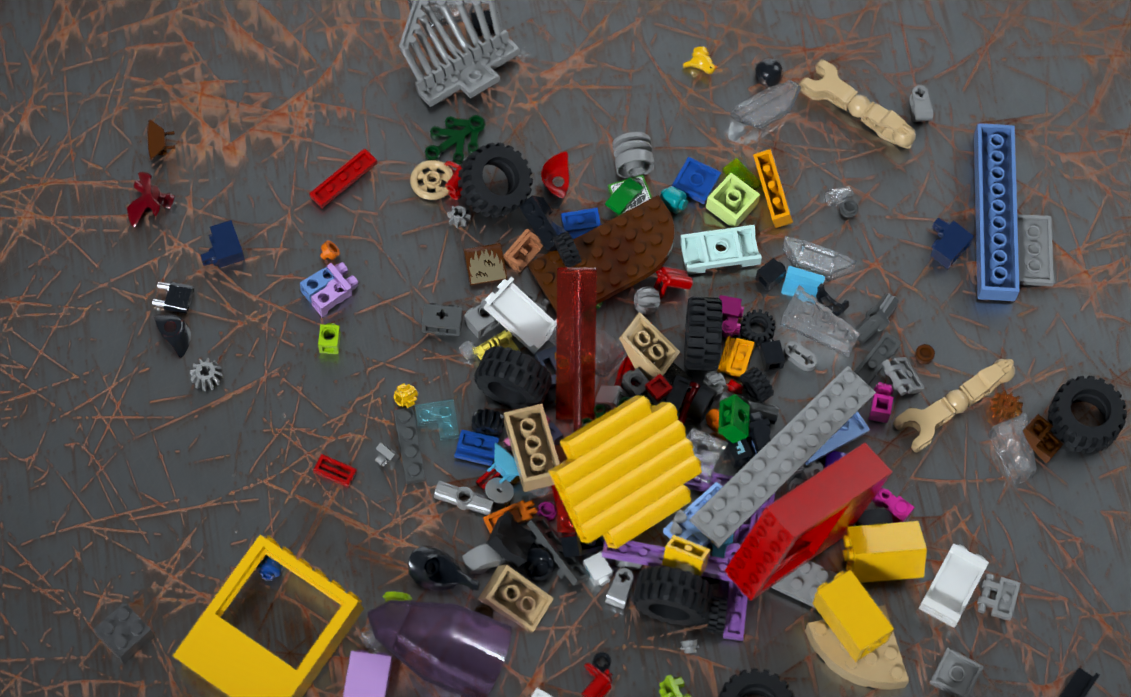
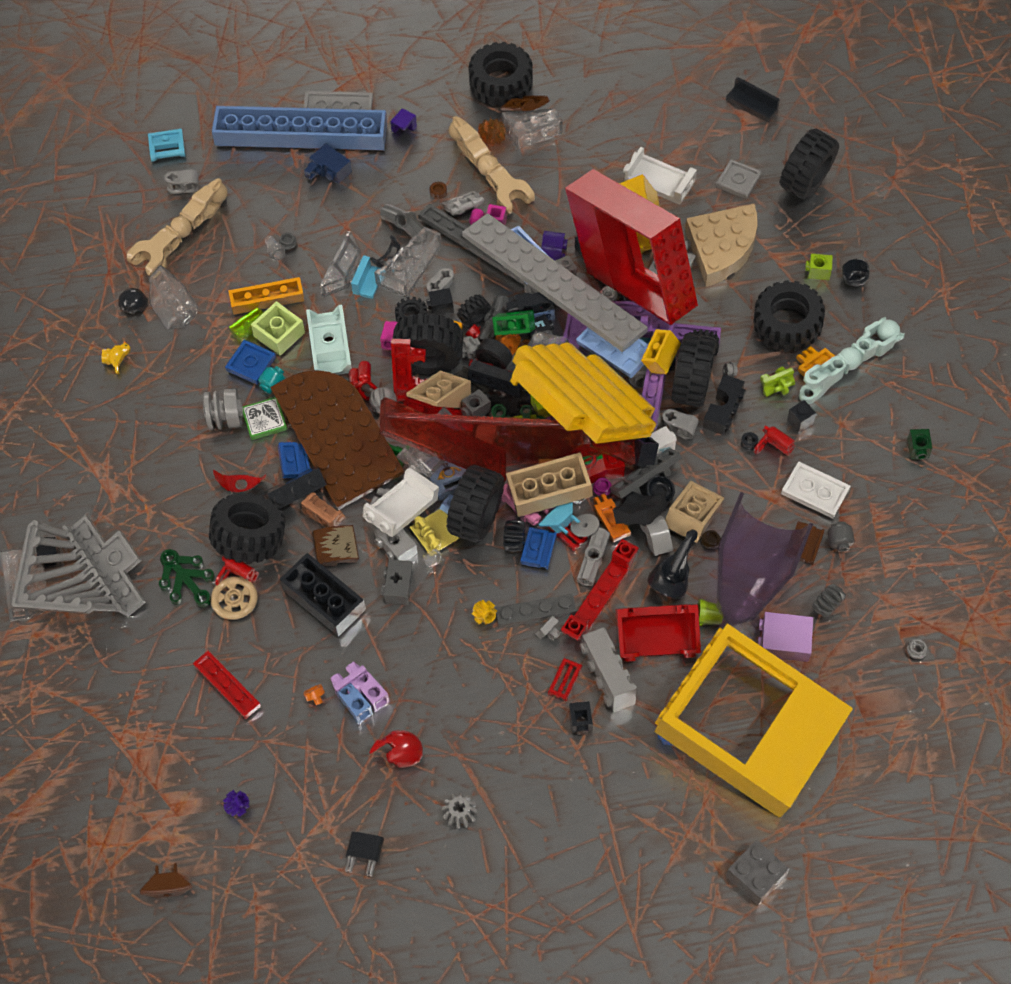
camera: 85 degrees left, 5 degrees down
(150, 198) = (240, 884): dark red animal -> none
(180, 337) = (392, 856): black piece -> none
(222, 188) = (236, 803): none -> dark purple gear
(225, 246) = (303, 799): dark blue hinge -> none
(269, 324) = (405, 750): none -> red helmet
(290, 475) = (582, 711): none -> black brick
(329, 346) = (422, 695): lime brick -> none
(338, 507) = (608, 669): none -> light grey wedge
(381, 552) = (658, 631): none -> red windscreen
(420, 503) = (602, 591): none -> red slope
(428, 252) = (322, 594): none -> black brick
(441, 413) = (503, 578): clear light blue plate -> none
(459, 216) = (278, 569): light grey gear -> none
(567, 249) = (333, 458): black tyre -> none
(624, 195) = (267, 419): green slope -> none
(658, 387) = (483, 381): red tile -> none
(658, 646) = (720, 417): none -> black arch
(672, 311) = (402, 359): none -> red hinge
(679, 518) = (619, 362): light grey piece -> none
(771, 274) = (356, 301): black brick -> none
(852, 615) = (711, 228): yellow brick -> none
(975, 85) = (166, 140): none -> medium azure plate
(1004, 600) = (669, 141): light grey plate -> none
(1014, 314) = (403, 120): none -> dark purple panel

